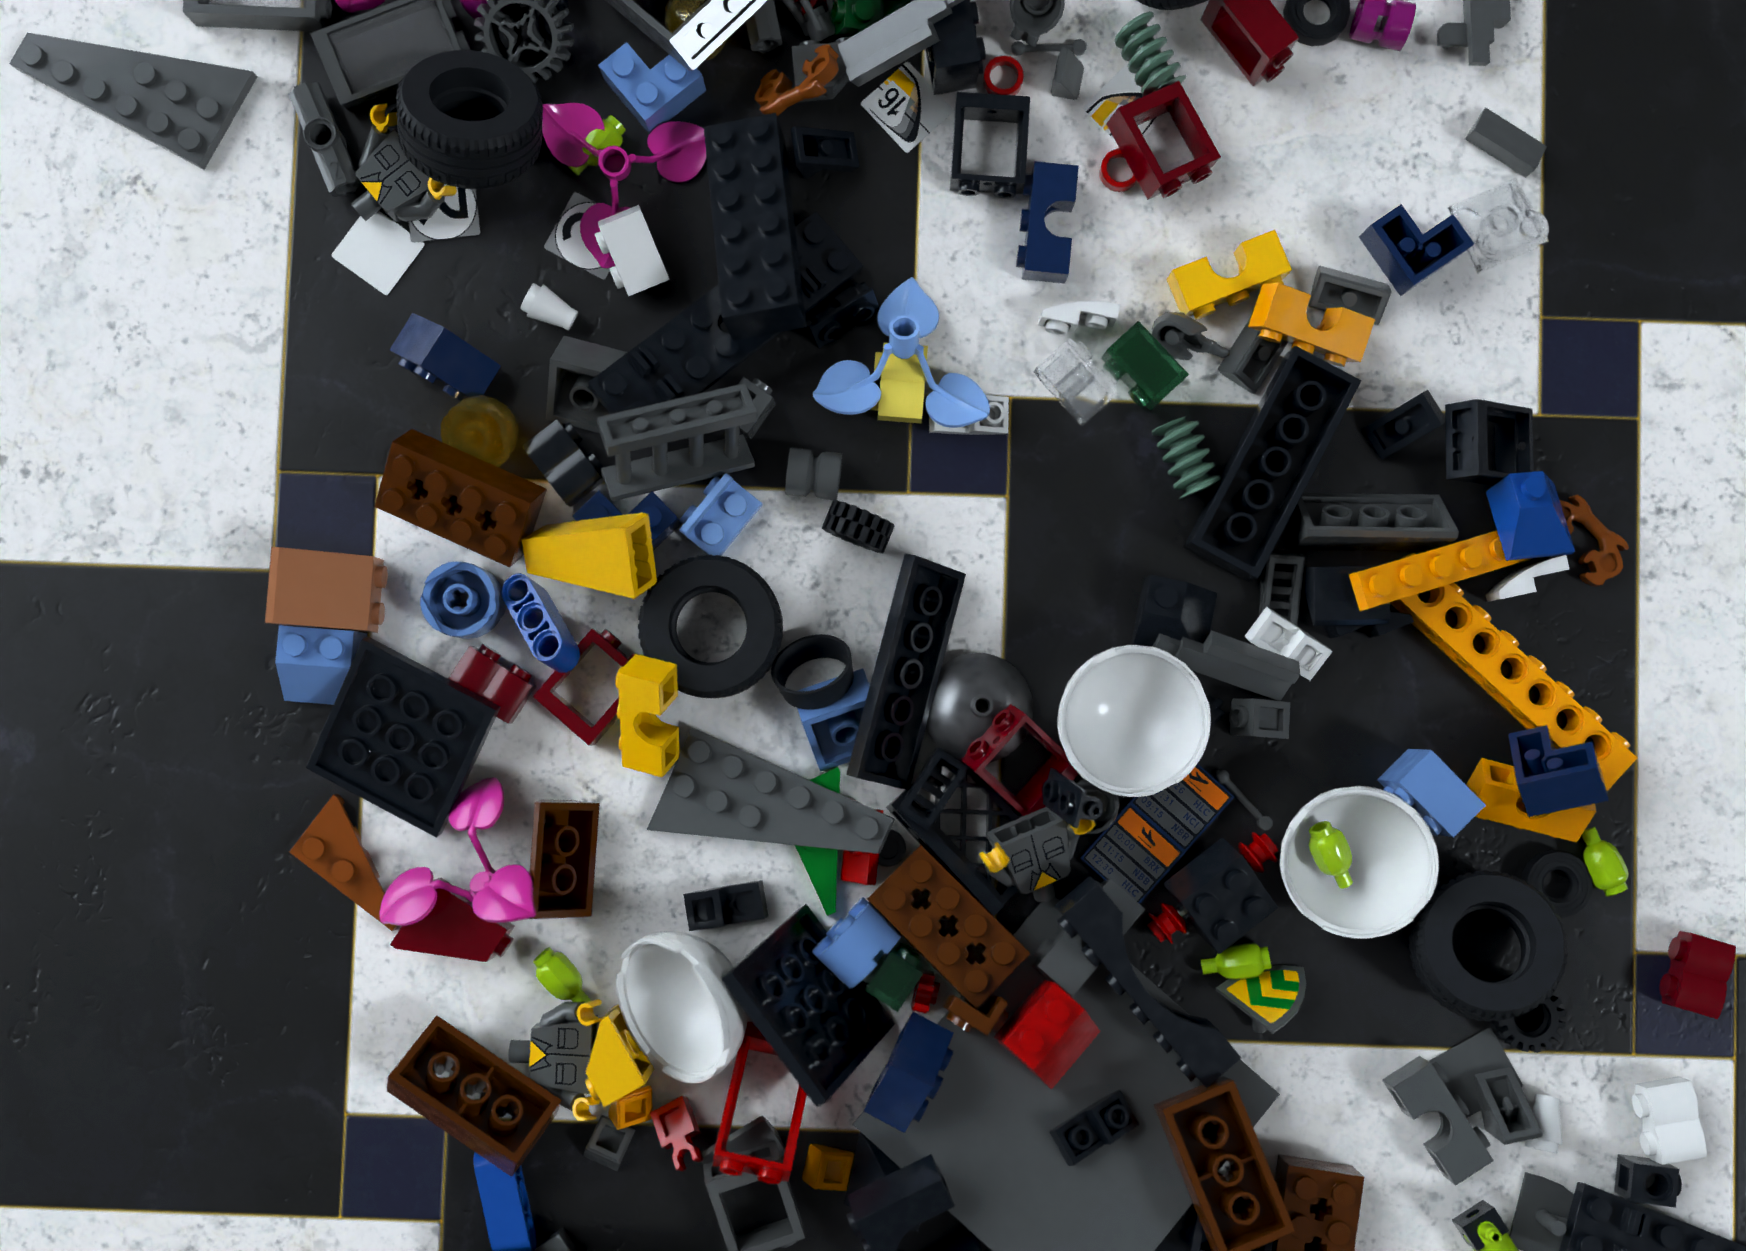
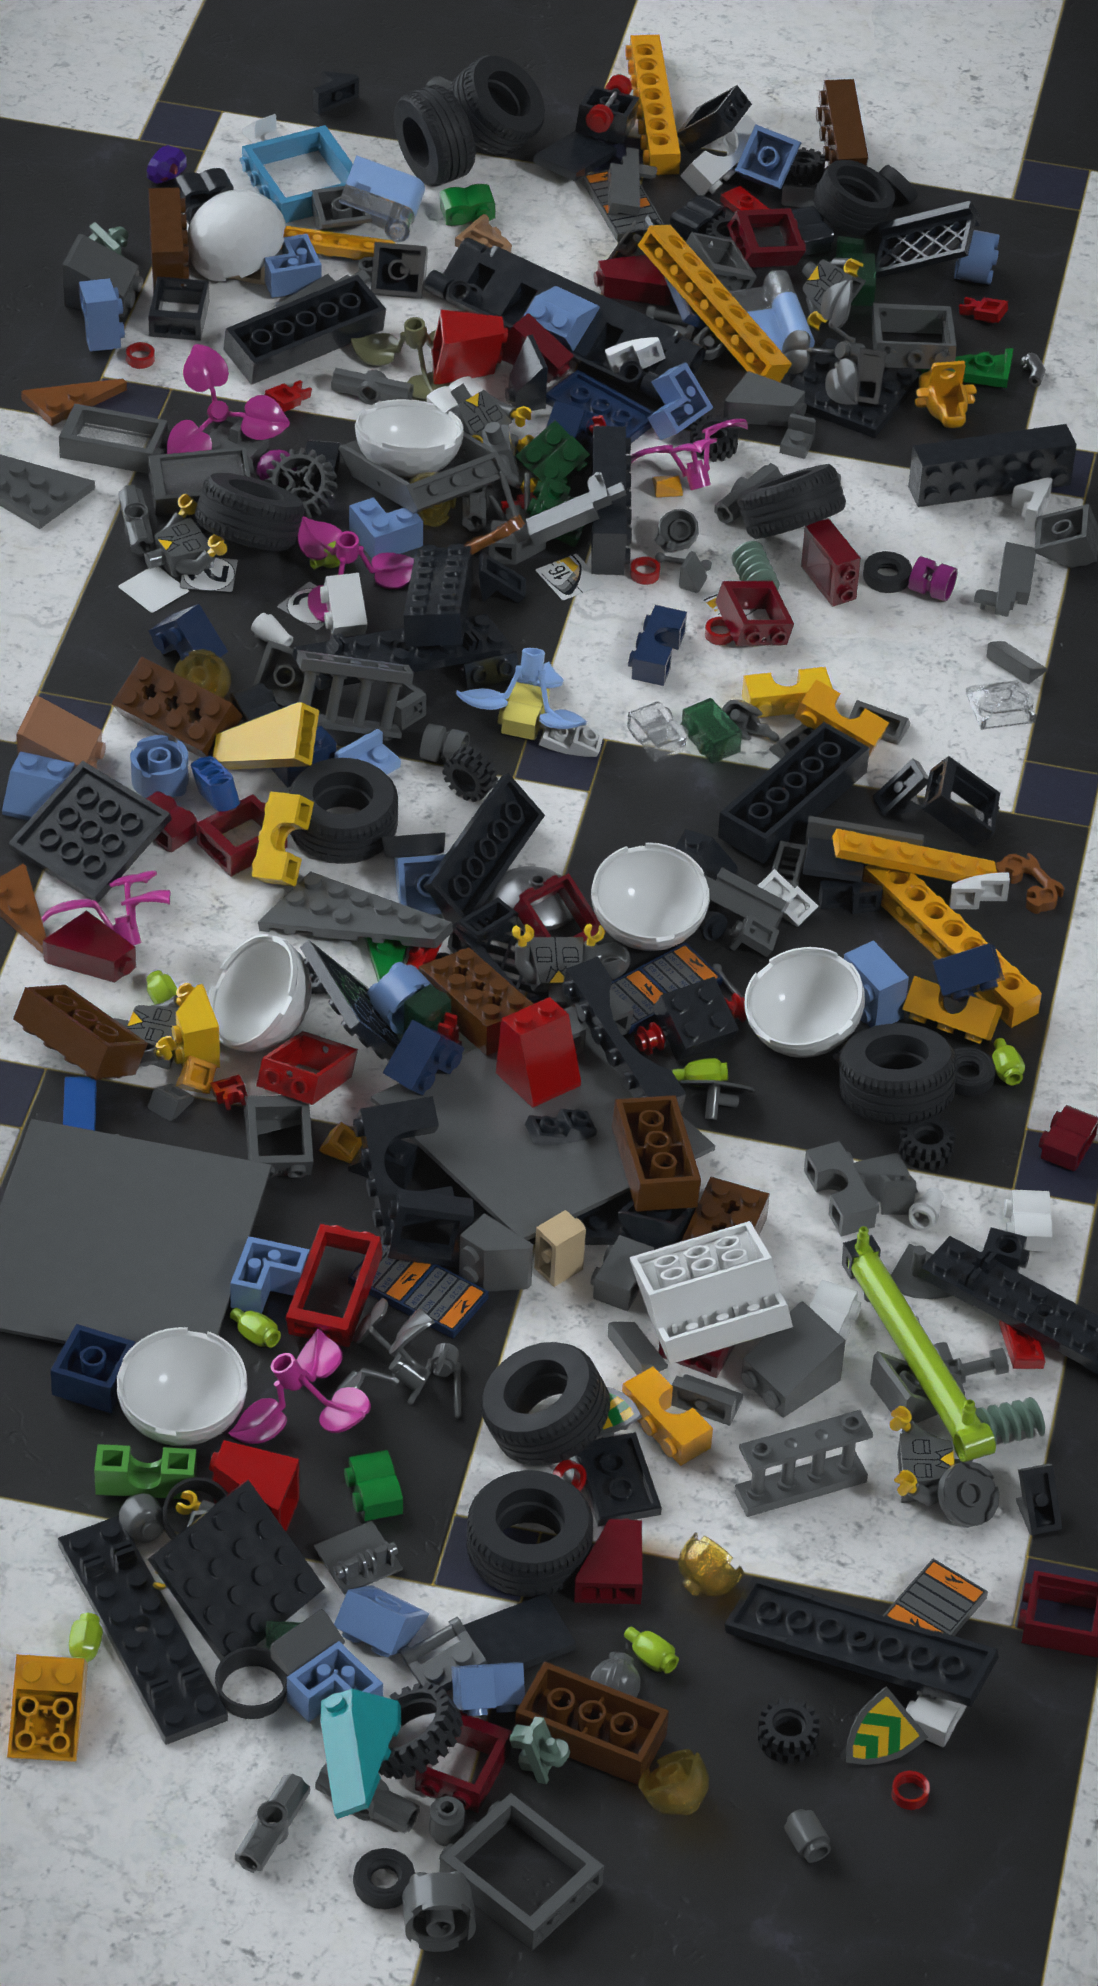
camera: 10 degrees right, 40 degrees down
(563, 857) = (191, 914): reddish brown slope -> none
(966, 1016) = (481, 1032): reddish brown bracket -> none
(996, 109) = (616, 577): black window -> none
(1065, 317) = (669, 693): white slope -> none
(1069, 799) = (591, 915): black hinge -> none
(1186, 456) = (728, 776): sand green piece -> none
(1331, 852) = (788, 1007): lime plant -> none
(1409, 255) = (930, 700): dark blue brick -> none
(1529, 517) = (984, 841): blue slope -> none

